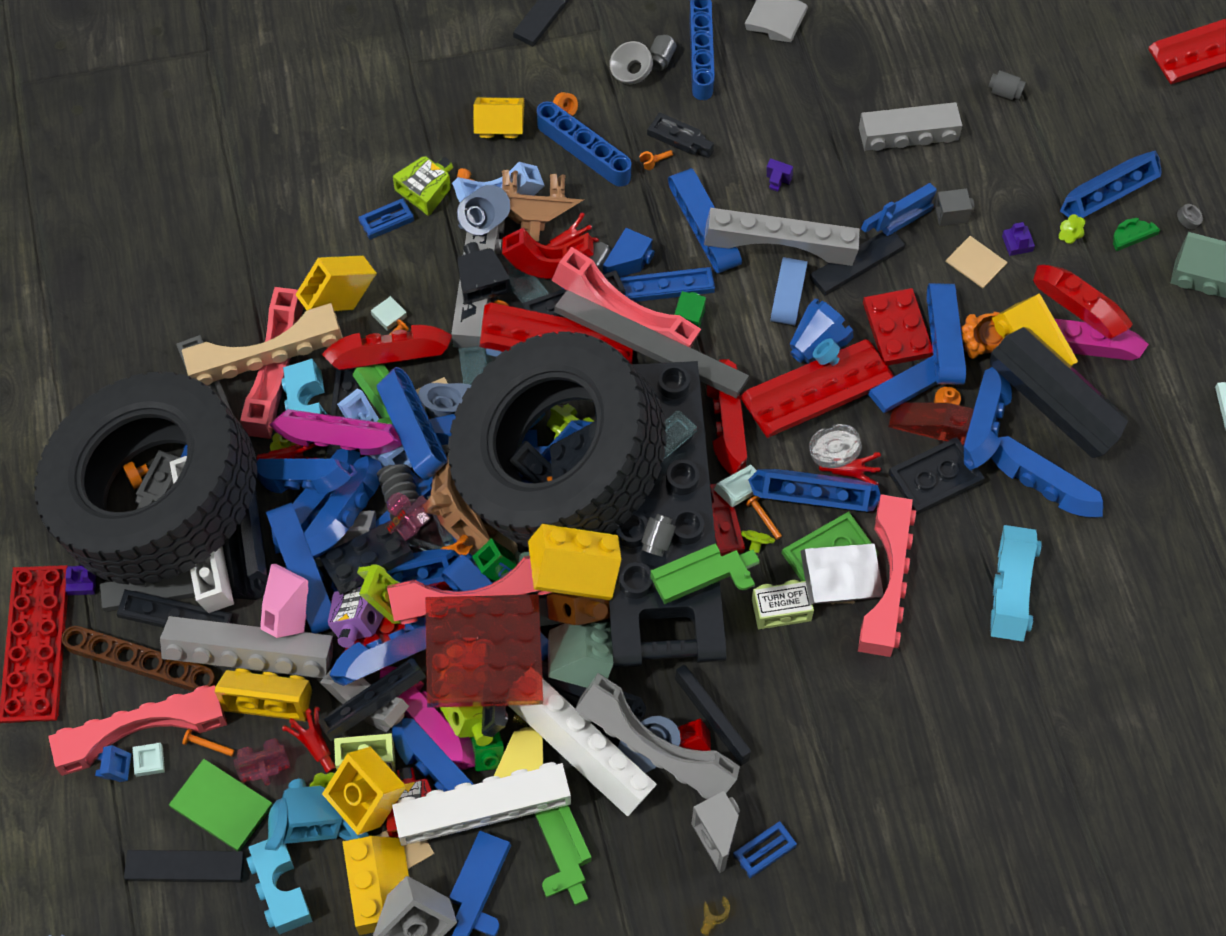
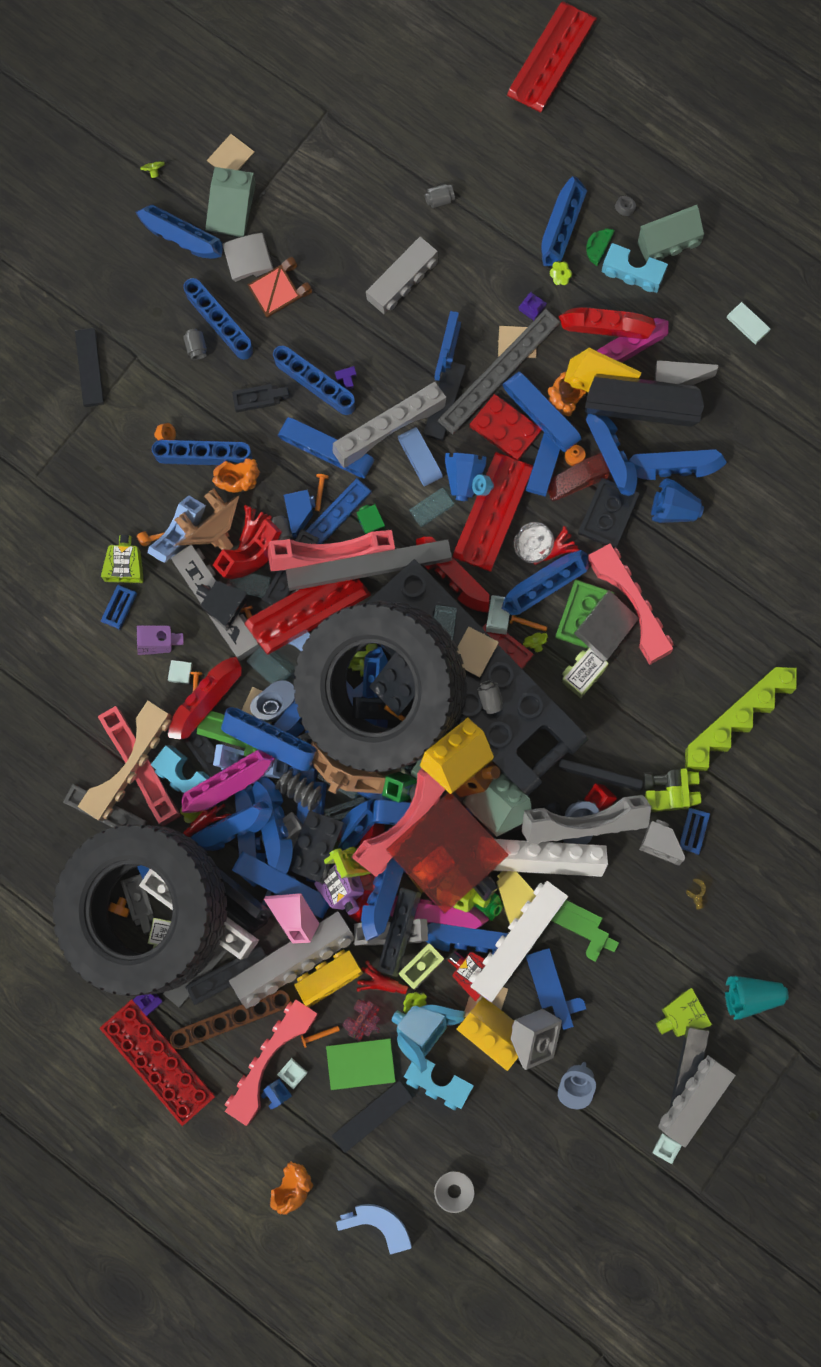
camera: 30 degrees left, 15 degrees up
(41, 872) = (292, 1191): none -> orange hair
(336, 282) = (136, 683): yellow brick -> none
(364, 790) = (445, 990): yellow brick -> none
(392, 264) = (148, 639): none -> medium lavender torso
(407, 517) = (325, 804): clear pink hips -> none
(459, 547) = (368, 795): orange hand -> none
(483, 209) = (187, 558): sand blue piece -> none
(498, 117) = (129, 475): yellow slope -> none
(596, 185) = (236, 476): none -> orange hair
(627, 55) = (174, 369): light grey piece -> none
(653, 159) = (256, 425): orange hand -> none
(677, 244) = (320, 490): none -> orange pin
(681, 483) = (476, 651): none -> tan window
(701, 570) = (535, 698): bright green piece -> none
(749, 168) = (309, 372): none -> blue beam
(761, 345) = (431, 507): none -> clear light blue tile
(779, 794) = (677, 790): none -> lime hips
(780, 61) = (275, 289): none -> flag
(909, 769) = (739, 717): none -> lime brick
(942, 270) = (499, 371): none -> dark grey tile
(953, 207) = (475, 314): dark grey brick -> none
(1012, 588) = (708, 550): medium azure brick -> none
(1013, 508) = (675, 504): none -> blue cone
(1133, 405) = (683, 373): none -> light grey slope
(1161, 292) = (647, 277): none -> medium azure arch

